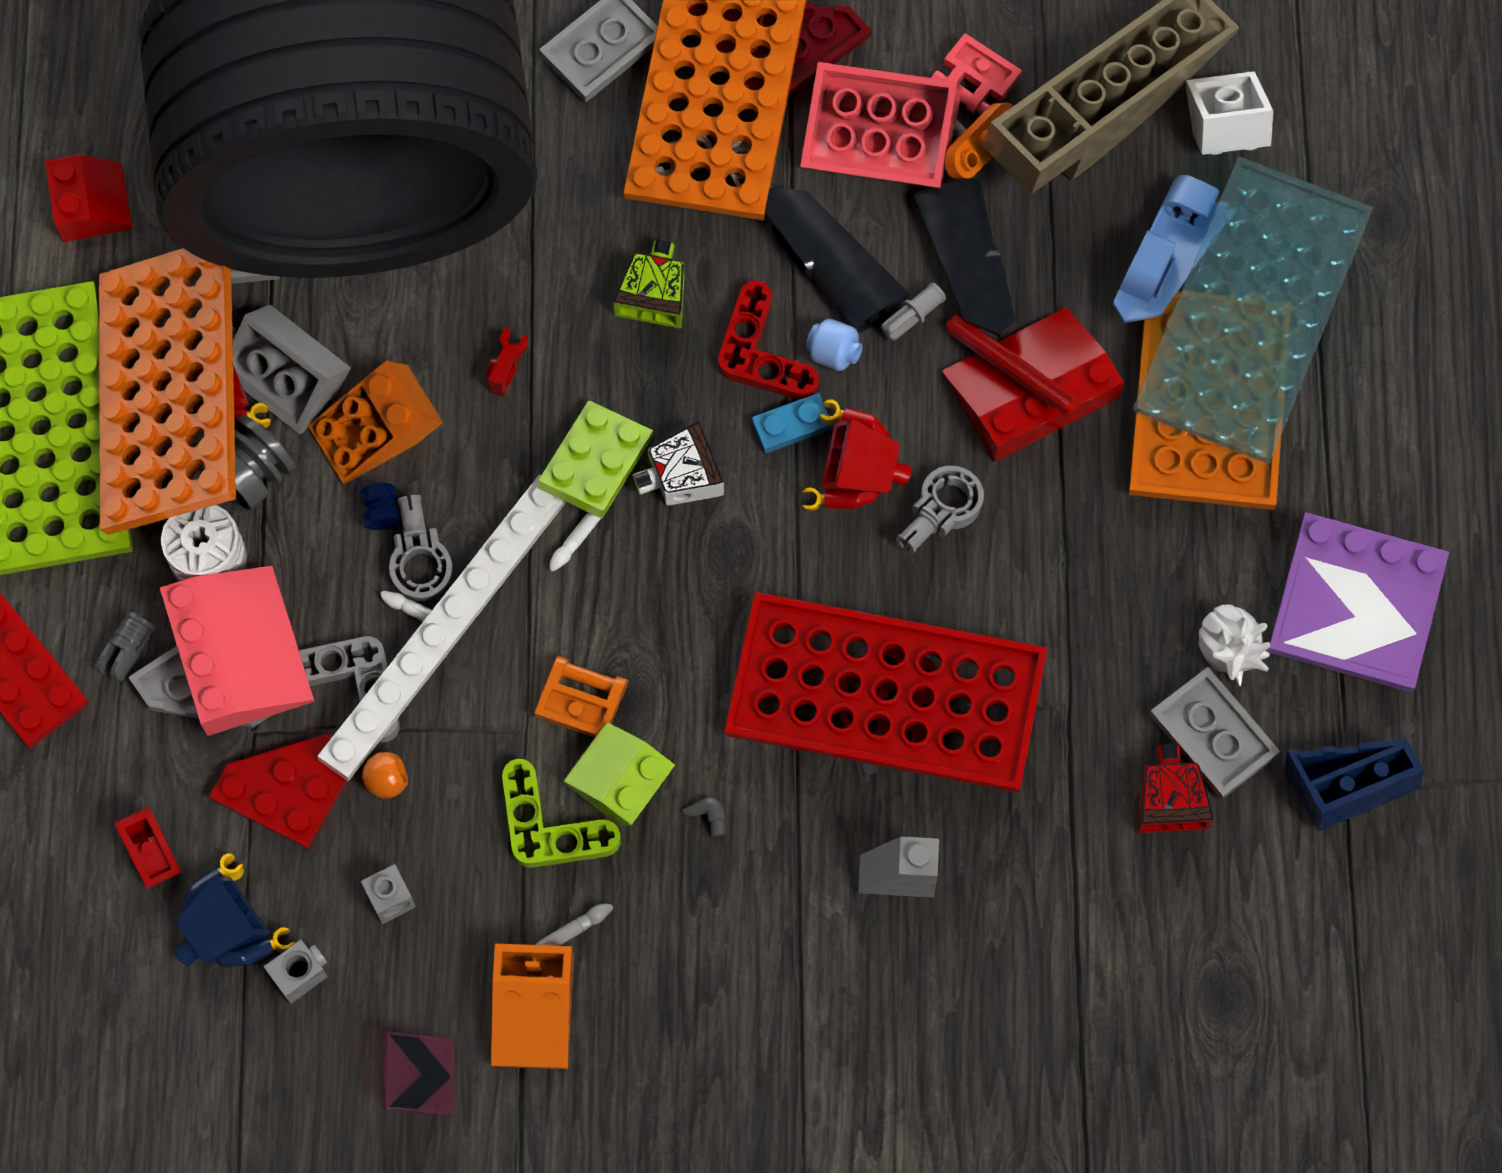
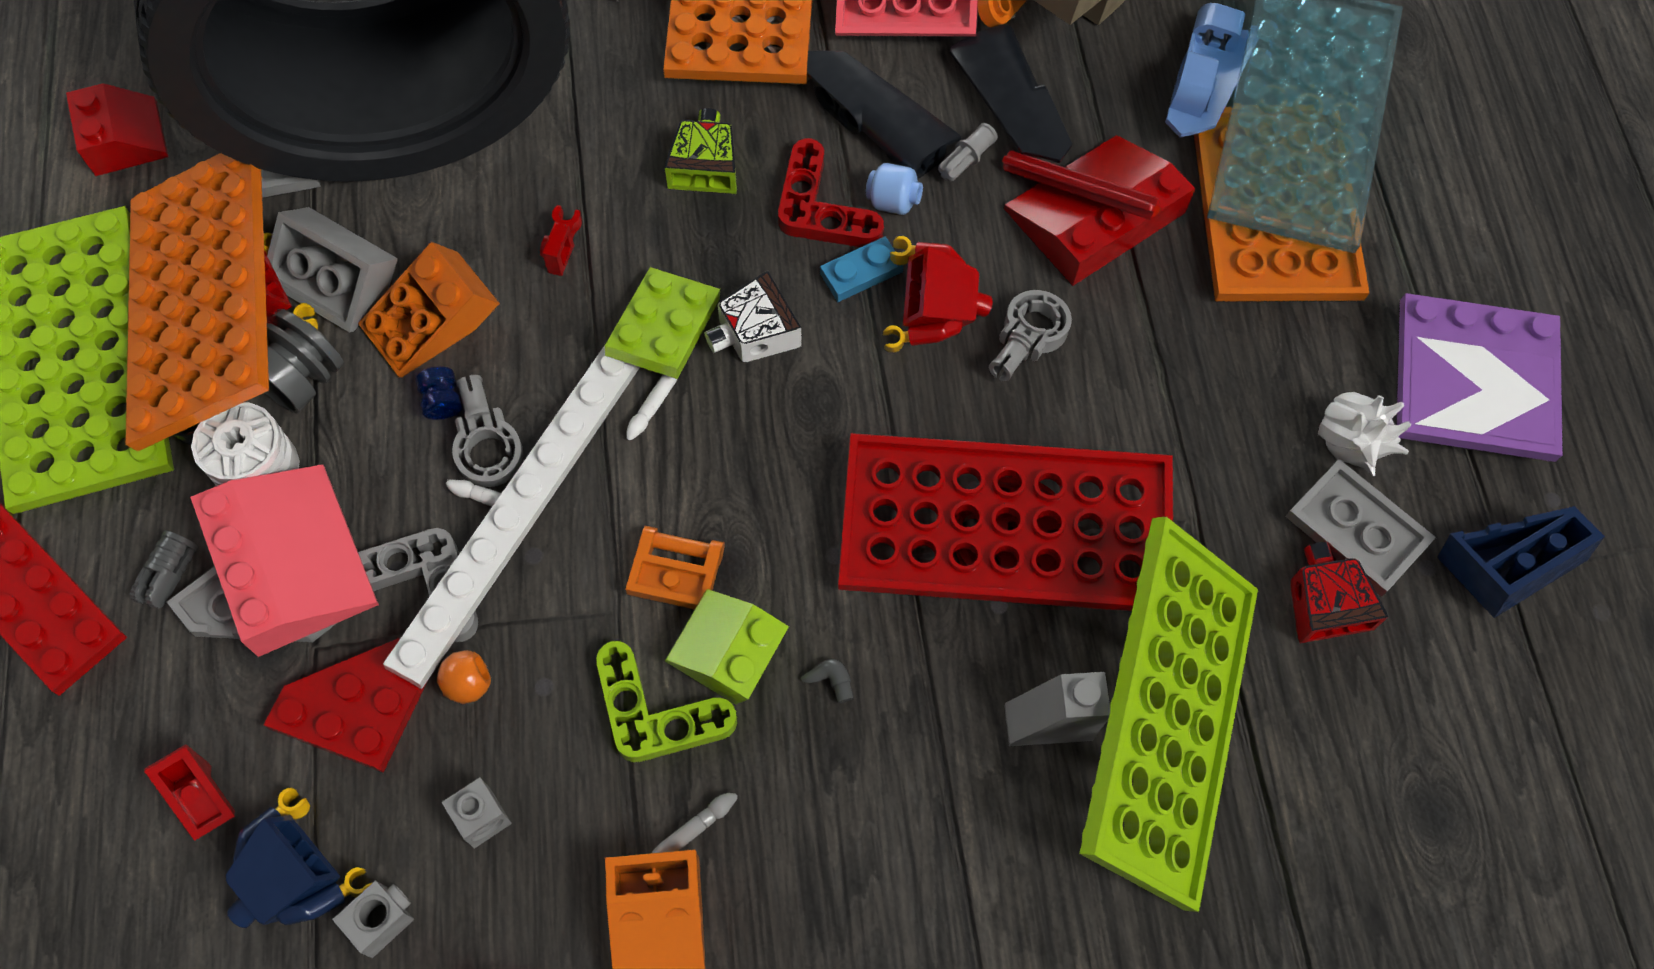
camera: 10 degrees left, 5 degrees down
(955, 873) = (1187, 718): none -> lime piece

